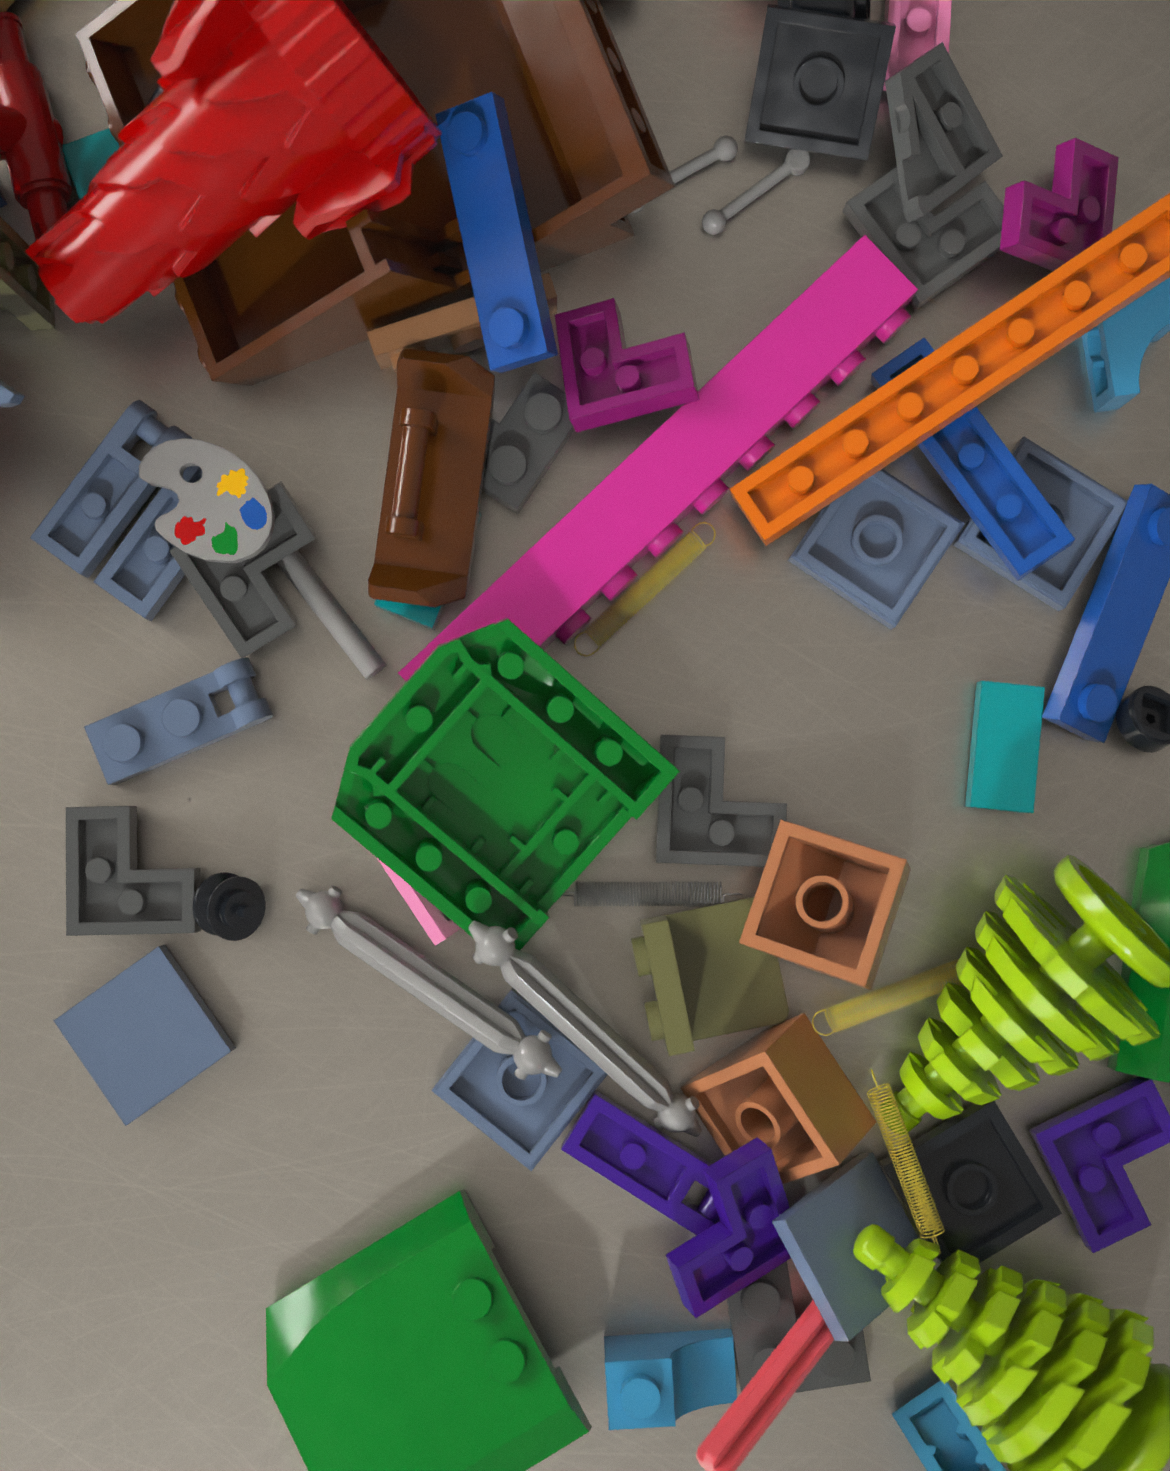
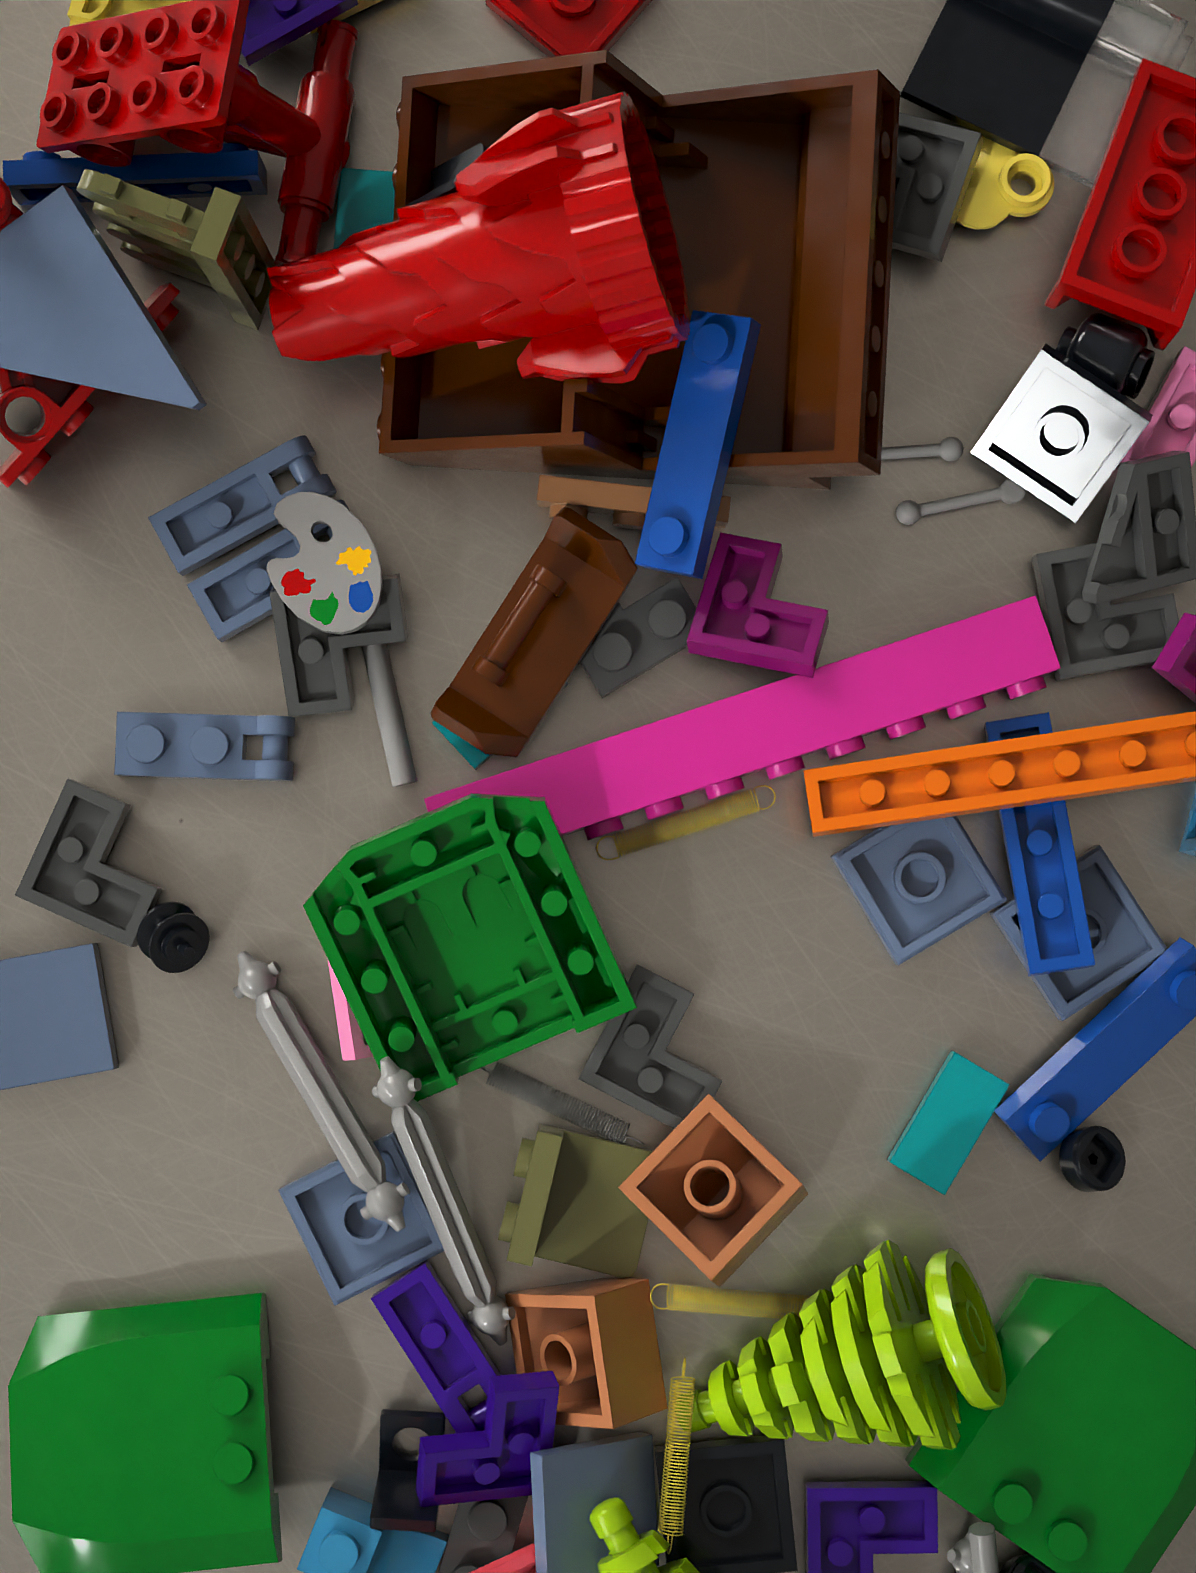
camera: 25 degrees right, 0 degrees up
(667, 1319) = (395, 1494): none -> black bracket

